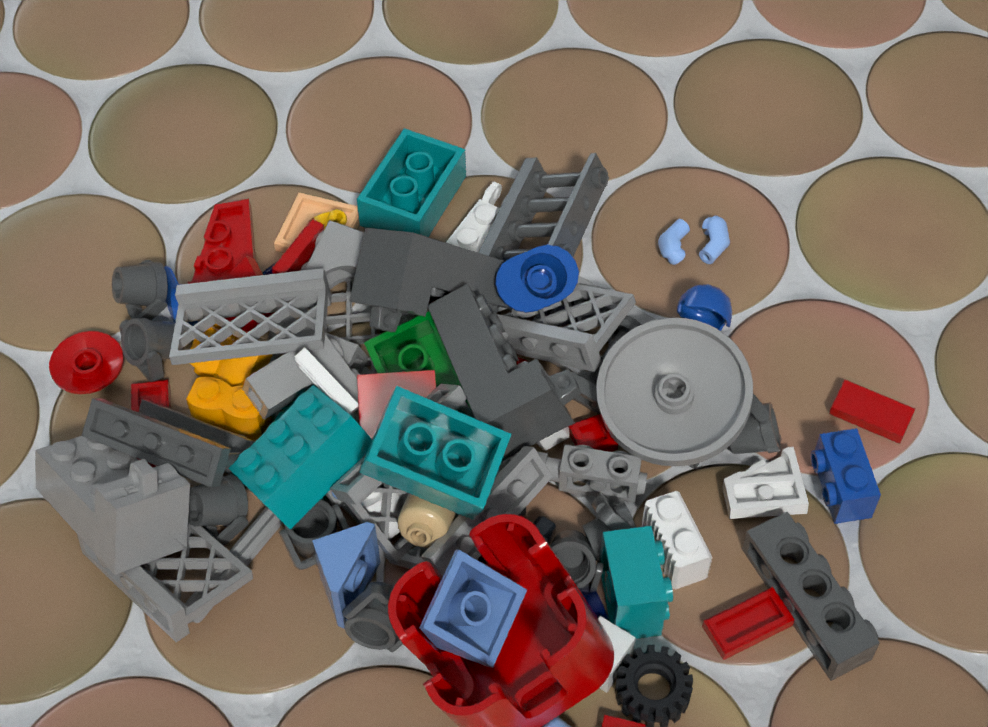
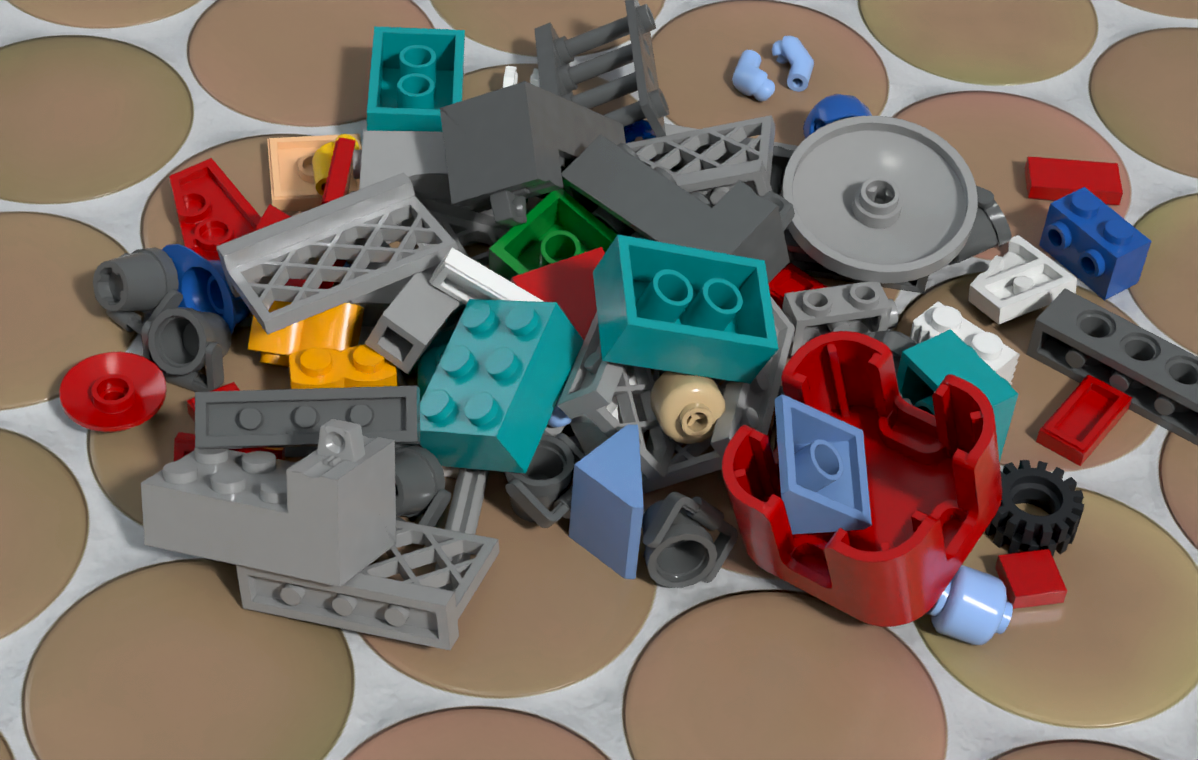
camera: 30 degrees left, 10 degrees down
(537, 278) = (656, 124): blue piece -> none

